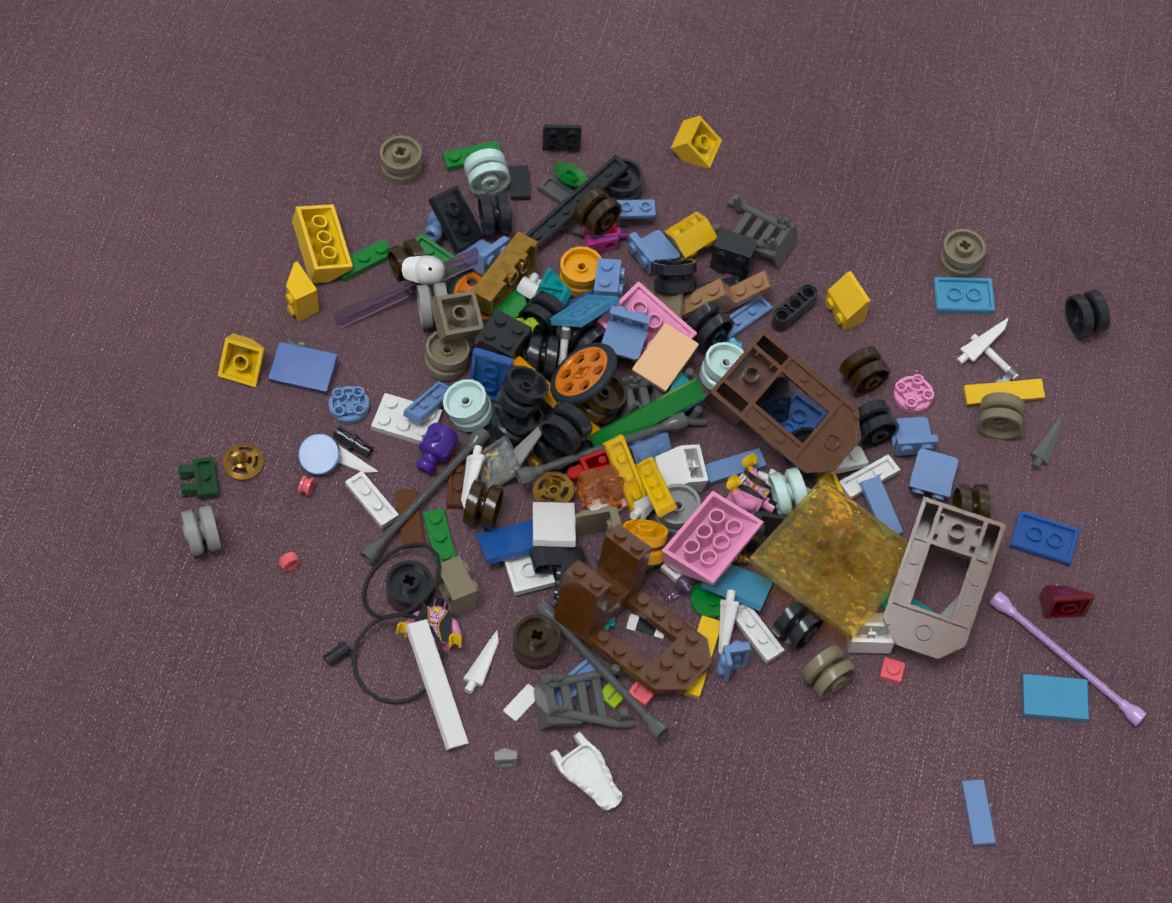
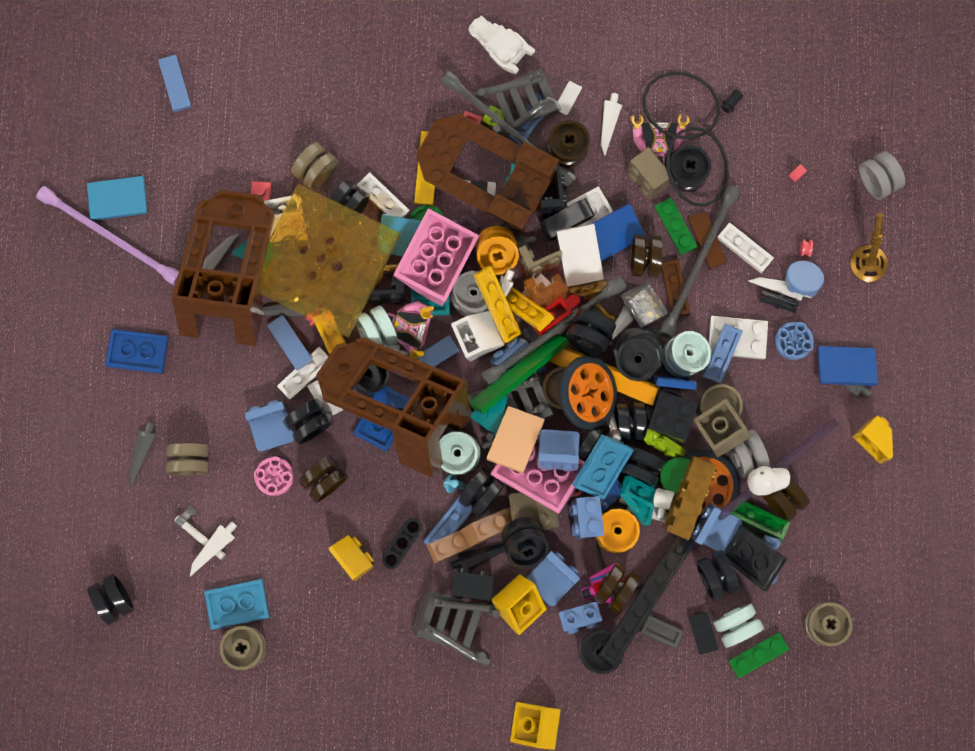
camera: 170 degrees right, 20 degrees up
(205, 478) = (896, 235): dark green plate -> none
(241, 360) = (907, 360): yellow slope -> none
(321, 242) = (874, 504): yellow slope -> none
(367, 259) = (828, 502): green plate -> none
(436, 446) = (703, 308): dark purple piece -> none
(436, 684) = (642, 83): white tile -> none
(472, 470) = (664, 290): white bar -> none
(505, 758) = (569, 41): light grey plate -> none
(561, 137) = (674, 699): black bracket -> none
(569, 174) = (653, 657): green dish -> none
(727, 618) = (409, 200): white bar -> none
(733, 657) = (399, 163): medium blue bracket -> none
(933, 474) = (245, 383): medium blue bracket -> none
(975, 500) = (206, 354): dark brown wheel -> none
(1025, 389) = (187, 498): yellow tile -> none
(1064, 602) = (115, 282): dark red slope -> none

